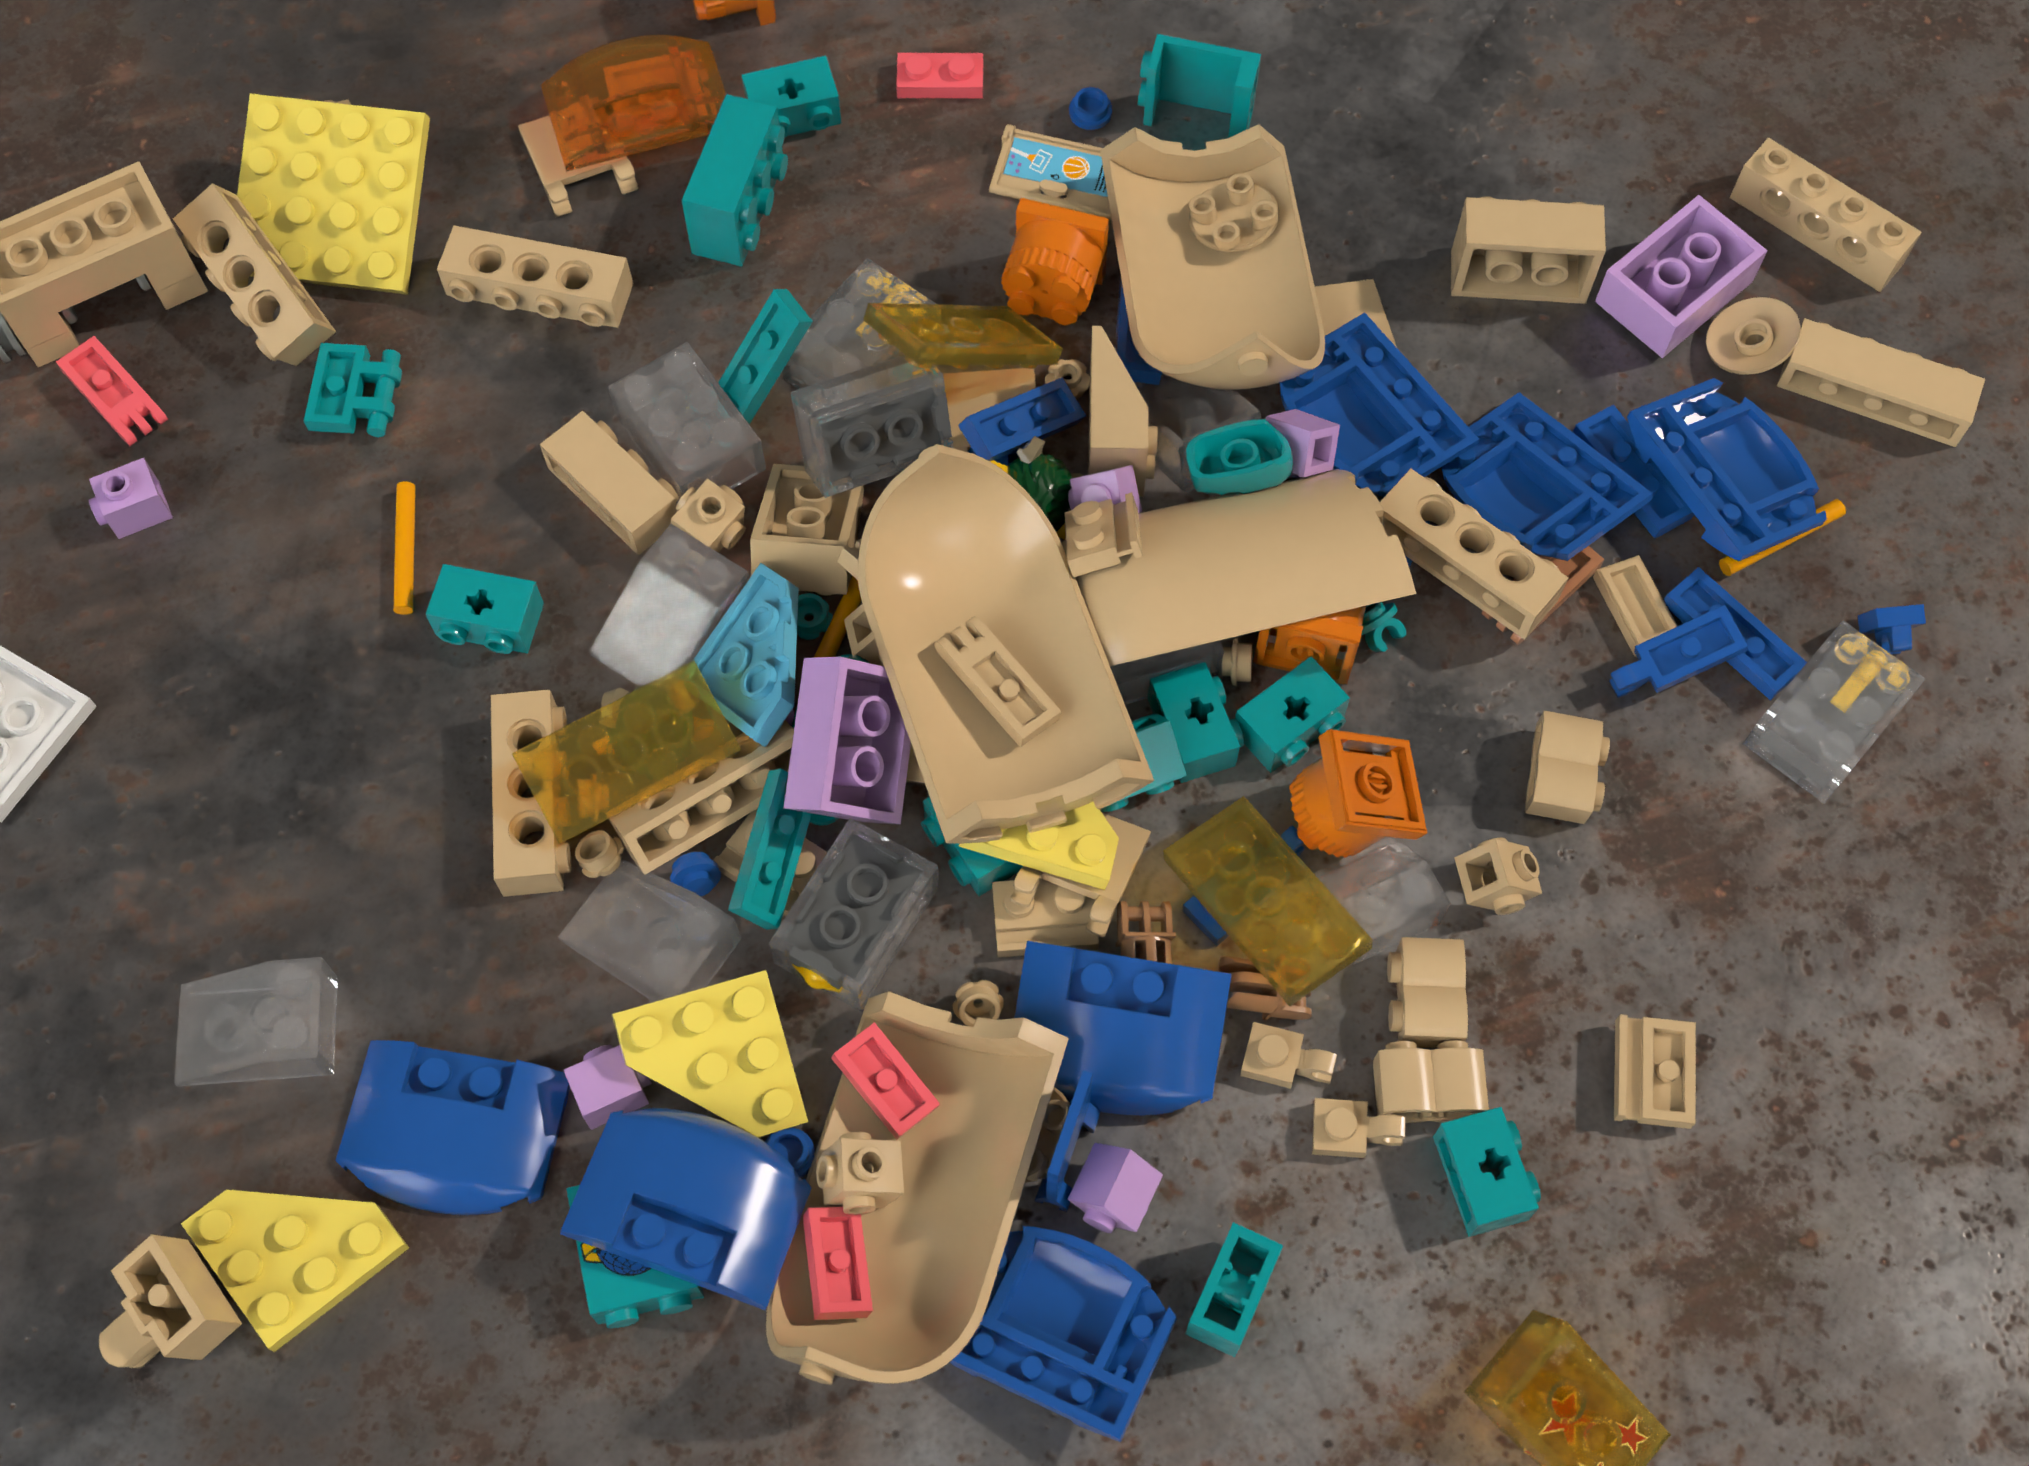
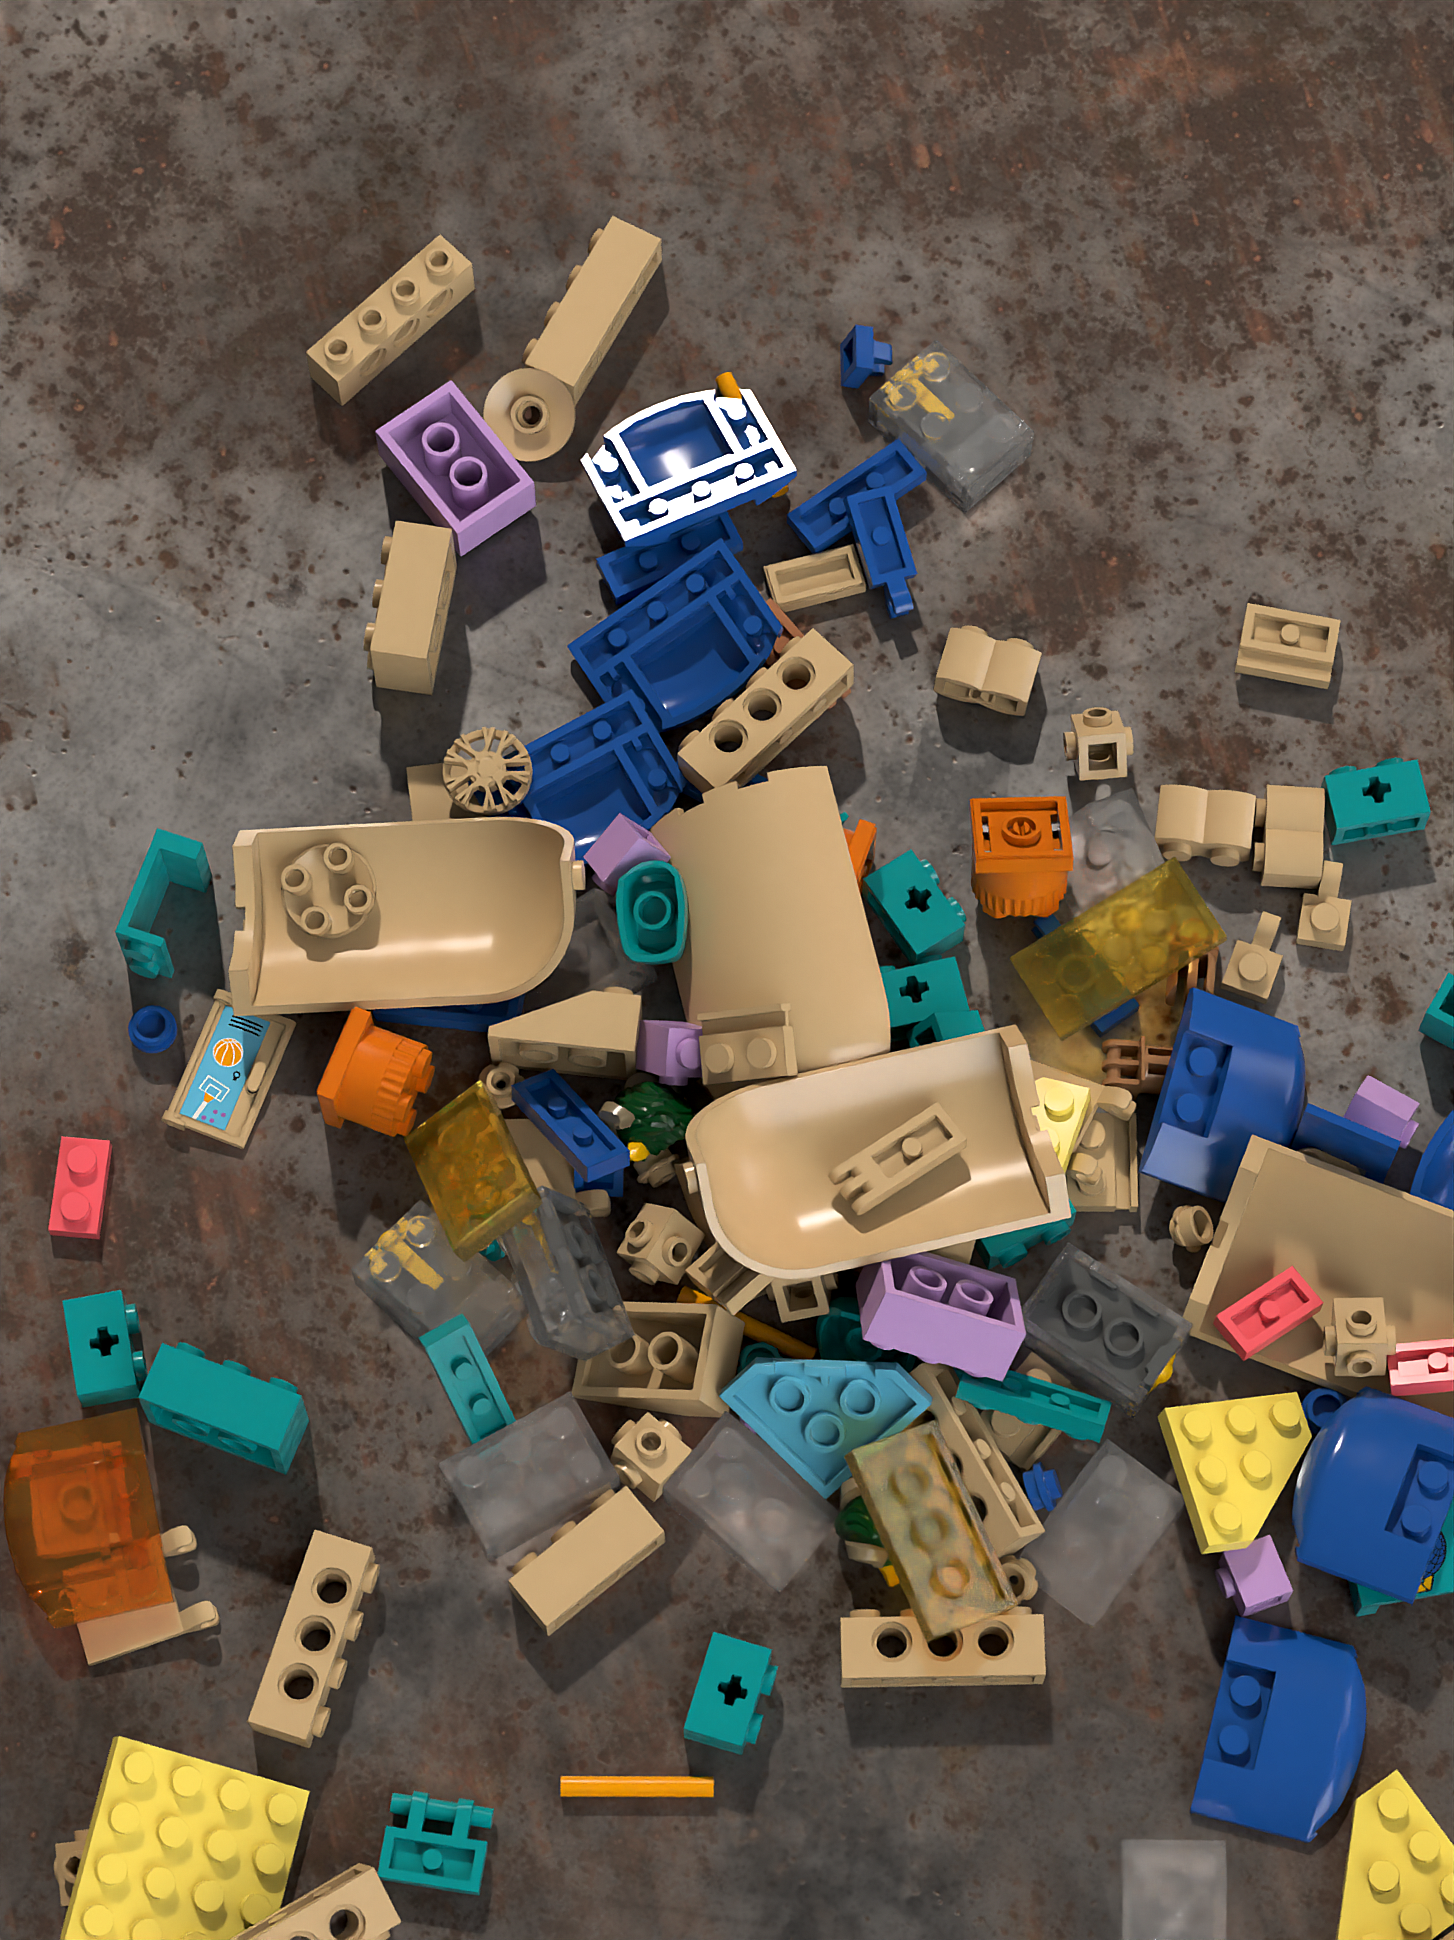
camera: 85 degrees left, 5 degrees up
(1370, 325) = (487, 771): none -> tan wheel

